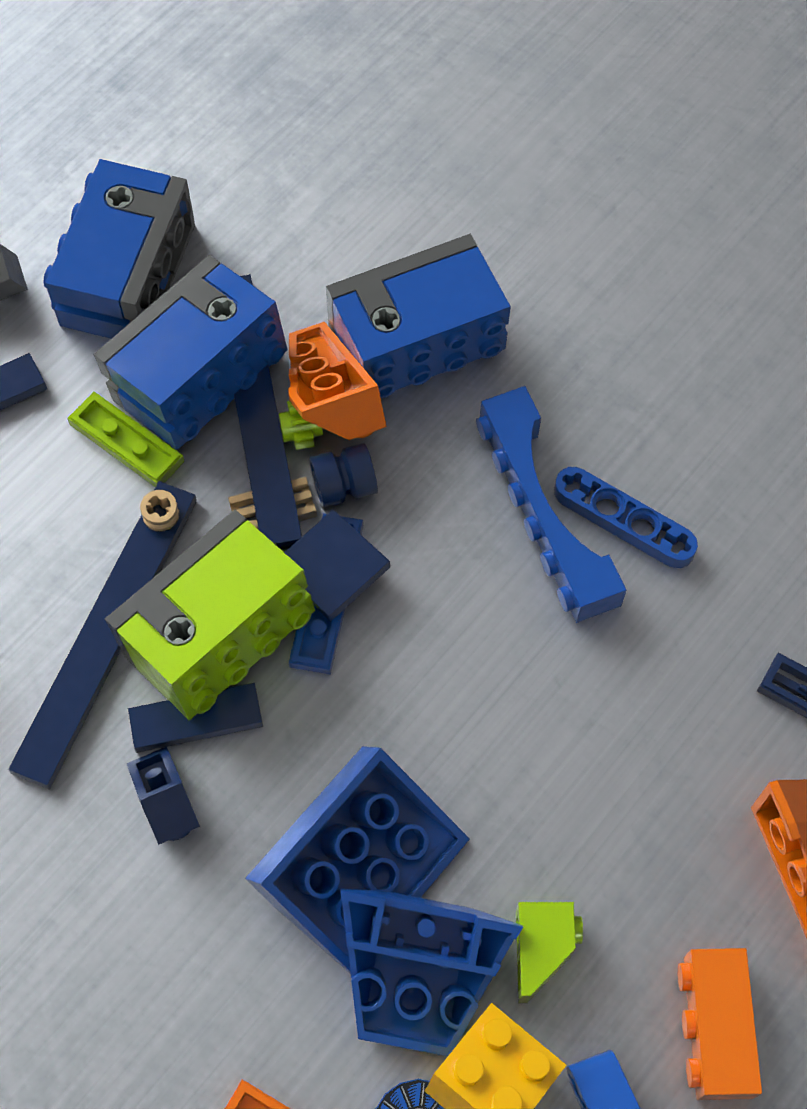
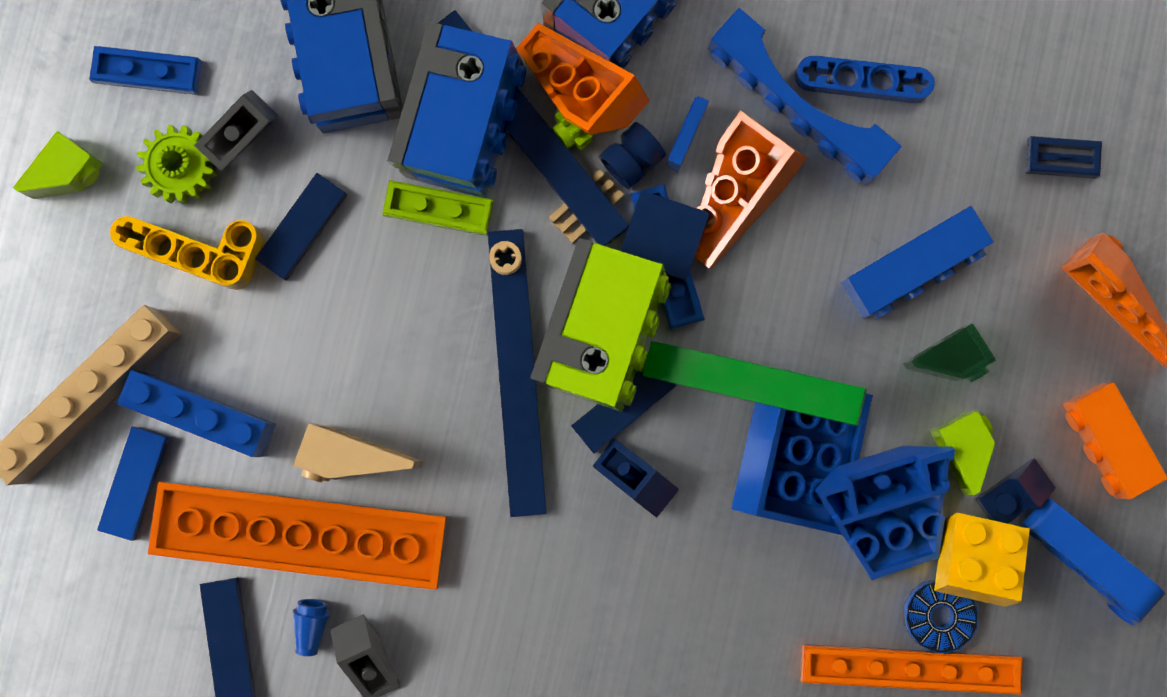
camera: 25 degrees left, 20 degrees up
(340, 745) = (755, 383): none -> green tile
(411, 482) = (687, 133): none -> blue tile
(448, 553) = (744, 181): none -> orange wedge
(577, 837) = (955, 356): none -> clear green slope
(580, 1029) = (1016, 493): none -> dark blue slope
(587, 720) = (917, 262): none -> blue brick

